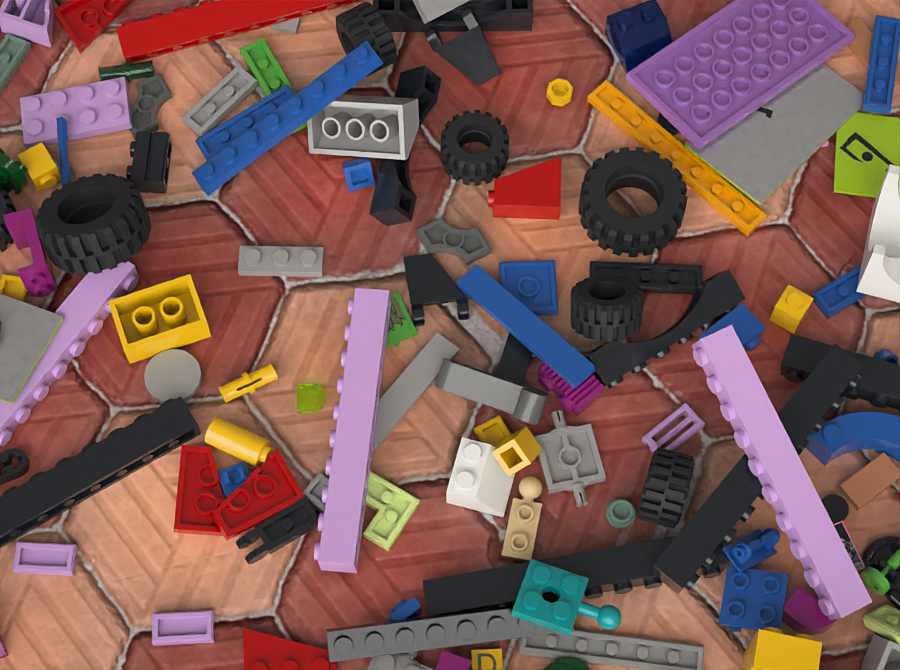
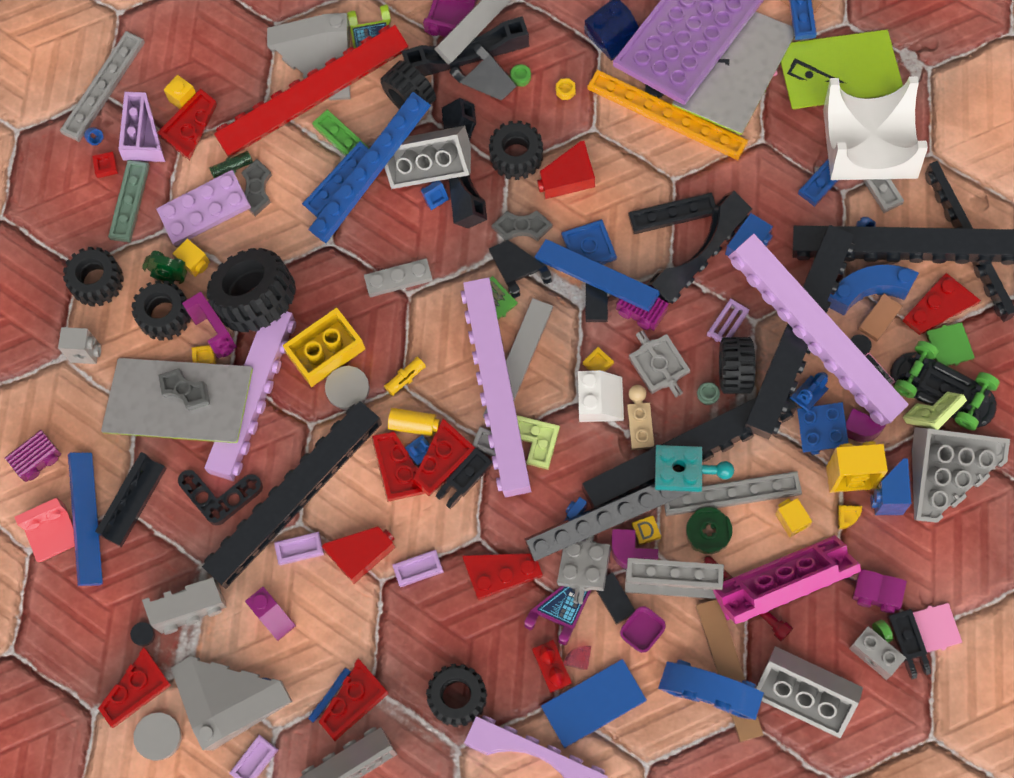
camera: 10 degrees left, 5 degrees up
(63, 155) = (207, 246): blue piece -> none
(117, 585) = (360, 551): none -> red slope
(150, 161) = (274, 229): black brick -> none
(220, 101) = (311, 168): light grey plate -> none
(310, 398) = (454, 374): clear neon green tile -> none
(493, 390) = (594, 330): beam -> none
(510, 61) = (520, 75): none -> bright green tile
(517, 451) = (620, 369): yellow brick -> none
(606, 308) = (653, 244): black tyre -> none
(639, 171) = (647, 134): black tyre -> none
(791, 309) = (787, 206): yellow brick -> none

